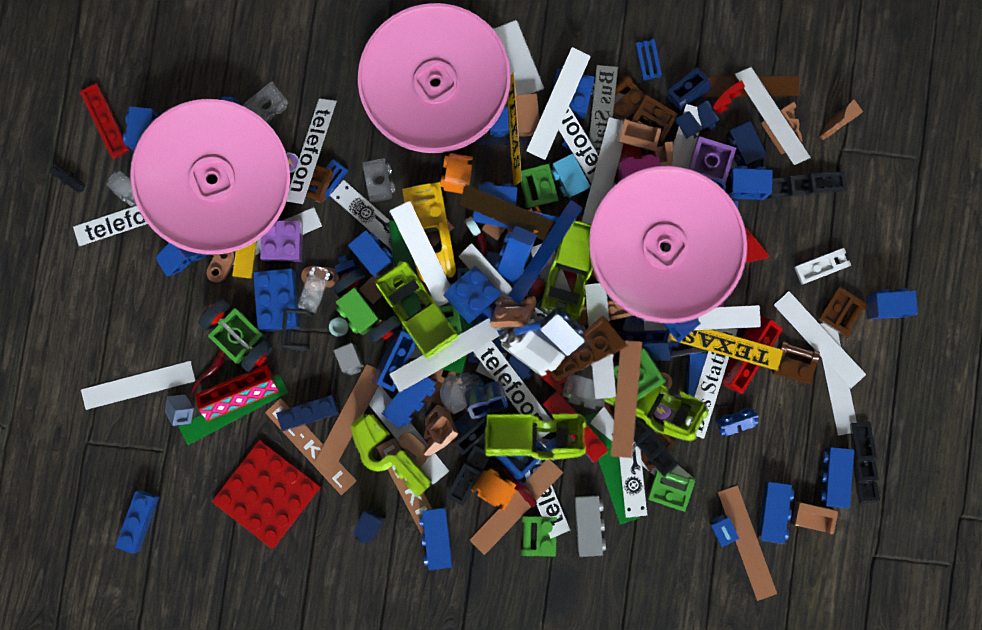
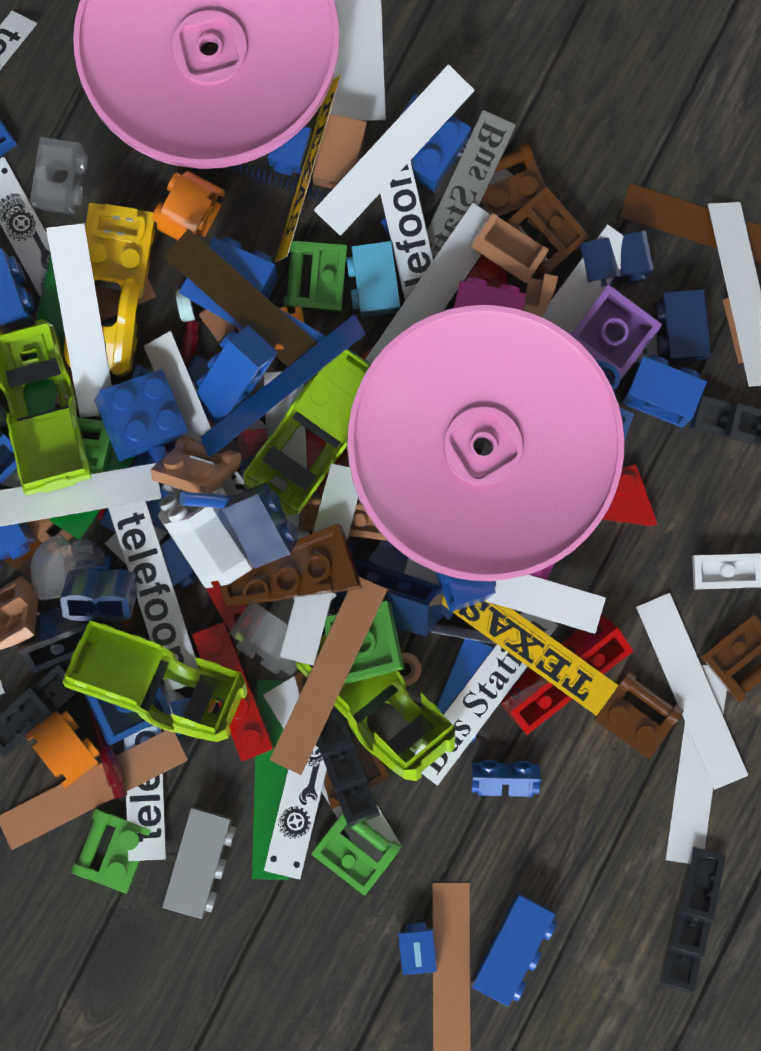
camera: 20 degrees right, 0 degrees up
(645, 44) = (577, 104): blue tile -> none
(662, 412) = (387, 718): medium lavender tile -> none
(689, 89) = (621, 202): dark blue brick -> none
(724, 101) = (672, 241): red slope -> none
(814, 517) = (576, 981): nougat panel -> none
(837, 477) = (636, 928): blue brick -> none

